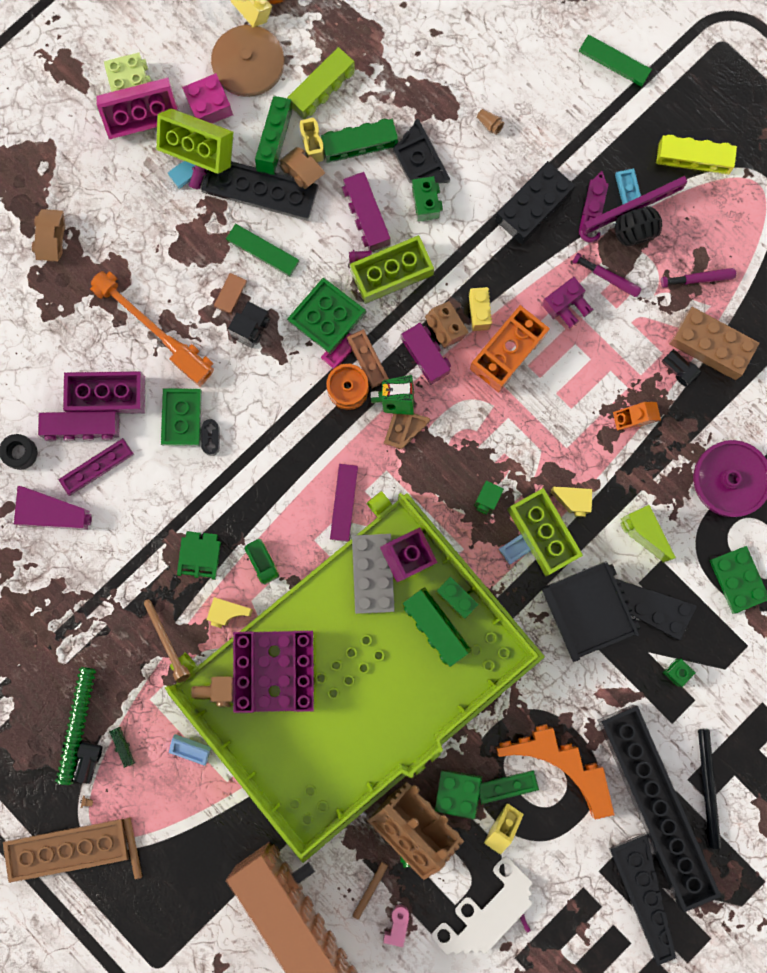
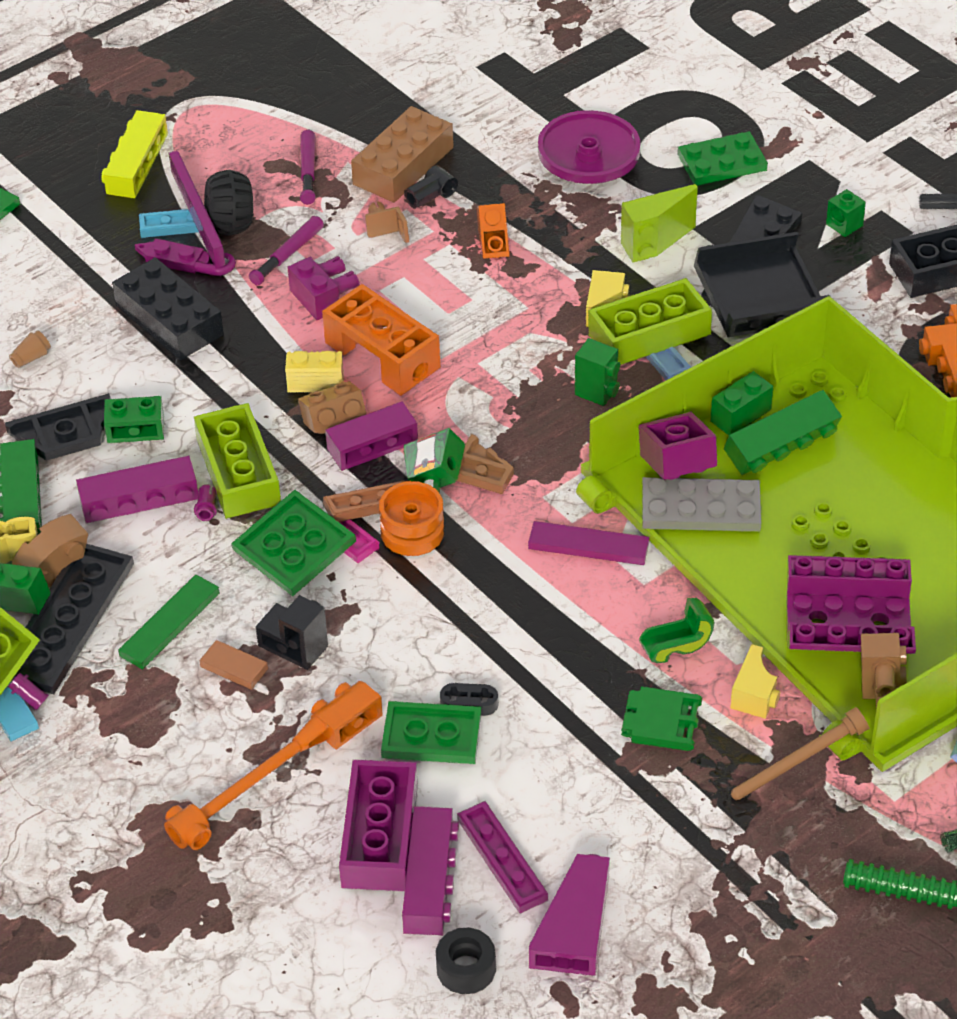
camera: 85 degrees left, 35 degrees down
(49, 235) = (83, 898): medium nougat brick -> none
(640, 339) = (385, 221): none -> medium nougat bracket

